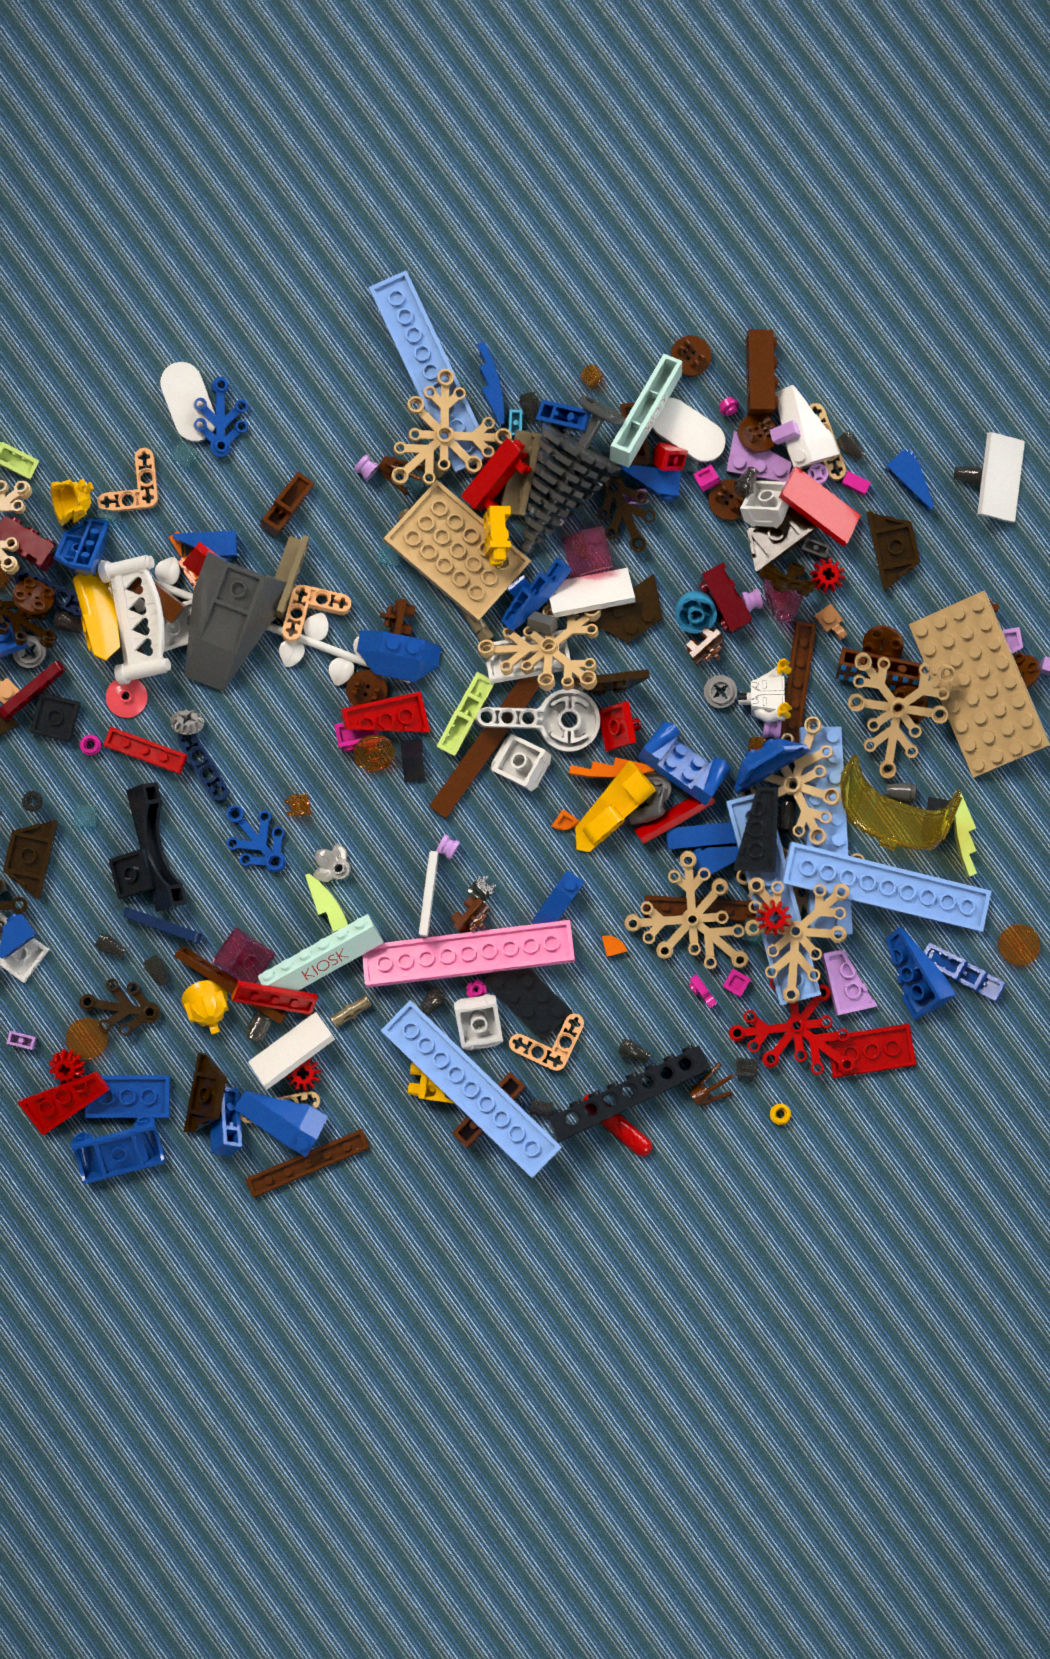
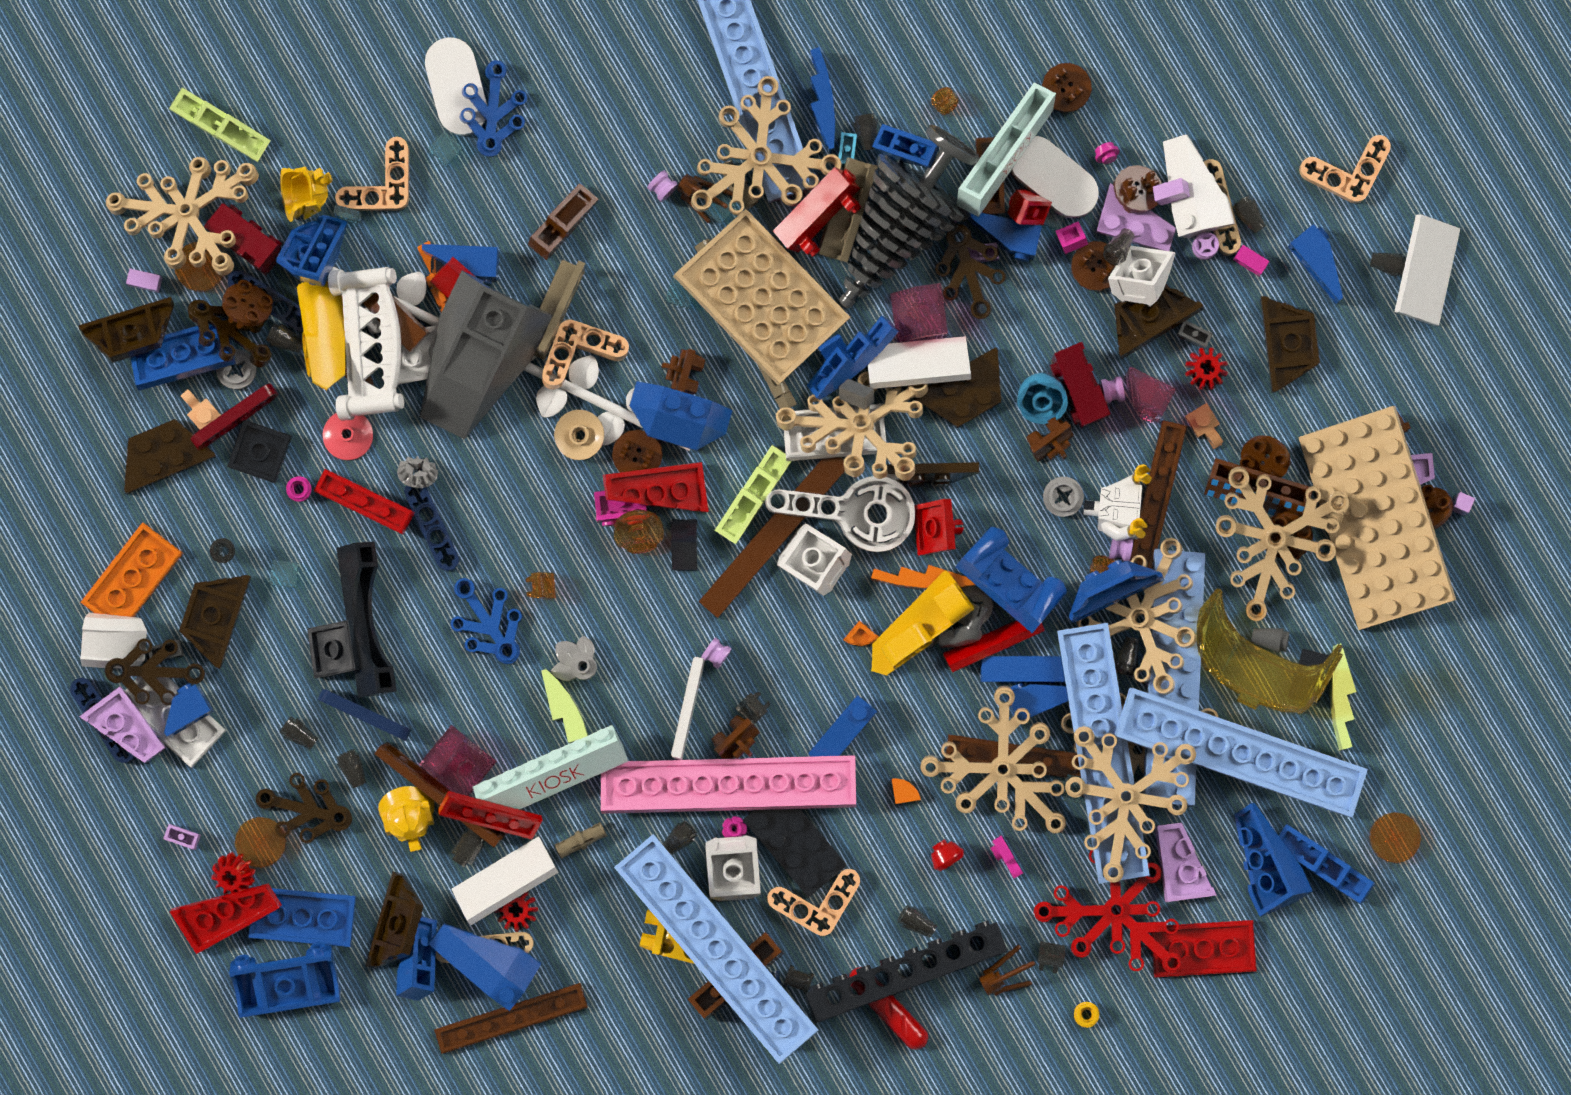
camera: 10 degrees right, 0 degrees up
(307, 674) = (566, 434): none -> tan dish
(496, 534) = (811, 282): yellow hips -> none
(652, 994) = (946, 854): none -> red cone
(736, 982) = (1048, 850): dark pink plate -> none
(759, 839) = (1093, 679): black wing -> none
(760, 372) = (1149, 115): reddish brown brick -> none
(769, 912) = (1107, 784): red gear -> none
(789, 581) = (1156, 373): dark brown plant -> none
(819, 506) = (1204, 284): tile -> none
(928, 410) = (1347, 179): none -> light nougat beam

